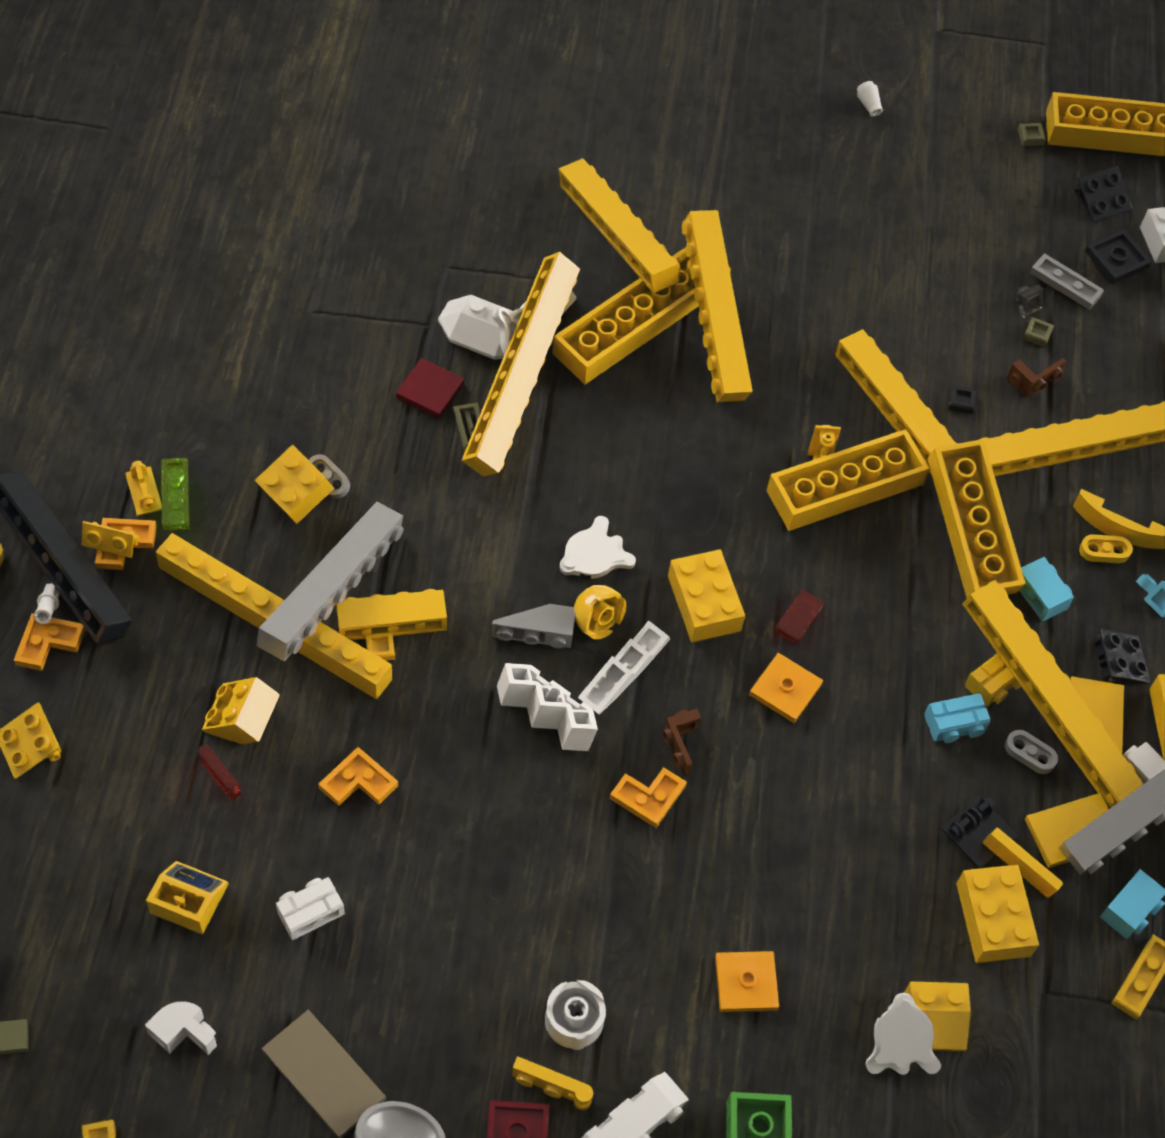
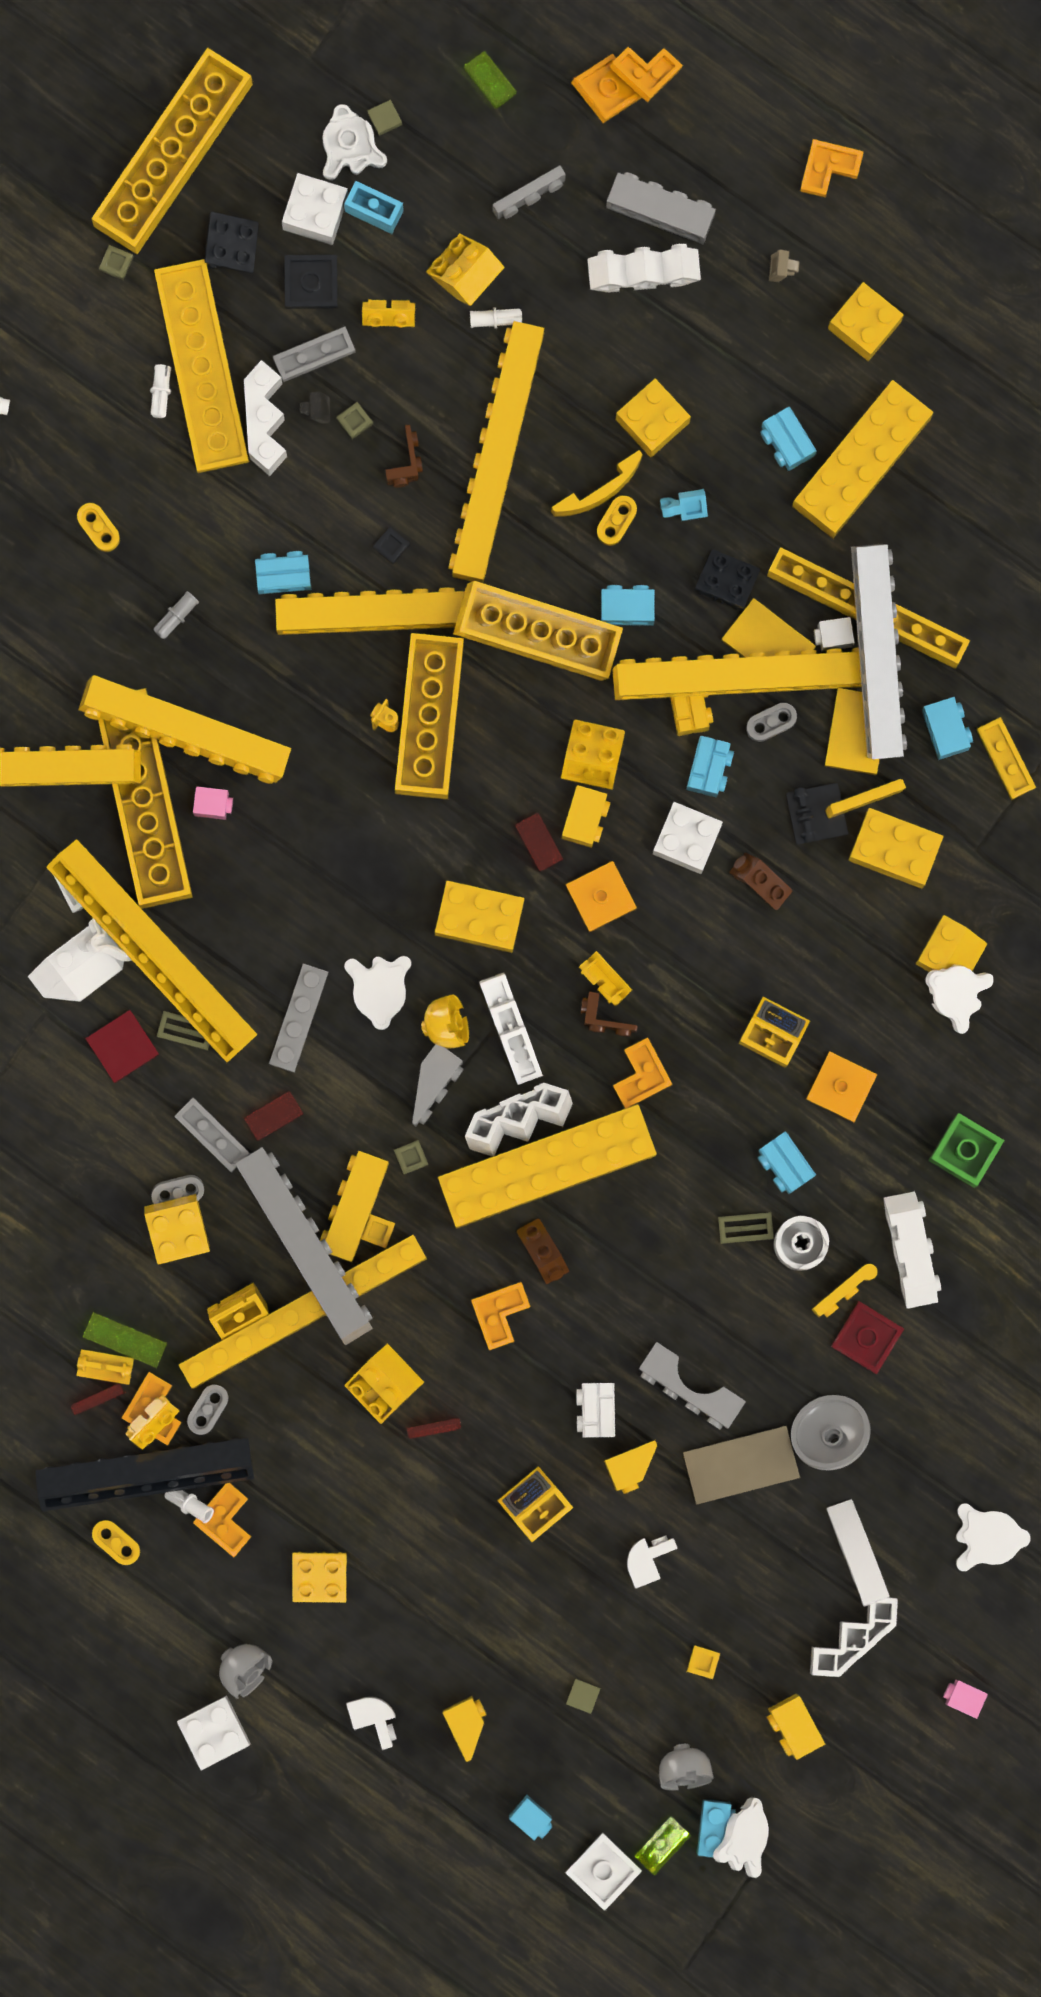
camera: 60 degrees left, 25 degrees up
(110, 494) = (97, 1399): none -> clear red tile
(145, 582) = (209, 1410): none -> light grey plate
(246, 562) = (238, 1311): none -> yellow brick
(268, 960) = (630, 1467): none -> yellow slope
(373, 1018) = (662, 1367): none -> light grey arch
(394, 477) = (211, 1134): none -> light grey plate
(433, 789) = (543, 1251): none -> reddish brown bracket
(436, 521) = (273, 1116): none -> clear red tile
(462, 643) = (411, 1157): none -> olive tile
(519, 753) = (547, 1166): none -> yellow brick
(532, 503) = (298, 1018): none -> light grey plate
(546, 940) = (722, 1229): none -> olive tile
(644, 963) = (786, 1163): none -> medium azure brick
(670, 361) = (212, 803): none -> bright pink brick
(714, 728) = (607, 979): none -> yellow hinge
(759, 889) = (774, 1032): none -> yellow slope
(801, 277) = (175, 615): none -> light grey axle
(830, 200) = (99, 527): none -> yellow plate
(846, 638) = (585, 816): none -> yellow brick
(884, 729) = (687, 838): none -> white brick
(886, 330) = (283, 573): none -> medium azure brick
(889, 813) = (761, 879): none -> reddish brown bracket
(899, 619) = (592, 754): none -> yellow bracket
(961, 196) = (160, 391): none -> white axle
(992, 266) = (263, 418): none -> white brick
(999, 215) = (201, 366): none -> yellow plate
(1135, 317) = (400, 314): none -> yellow hinge

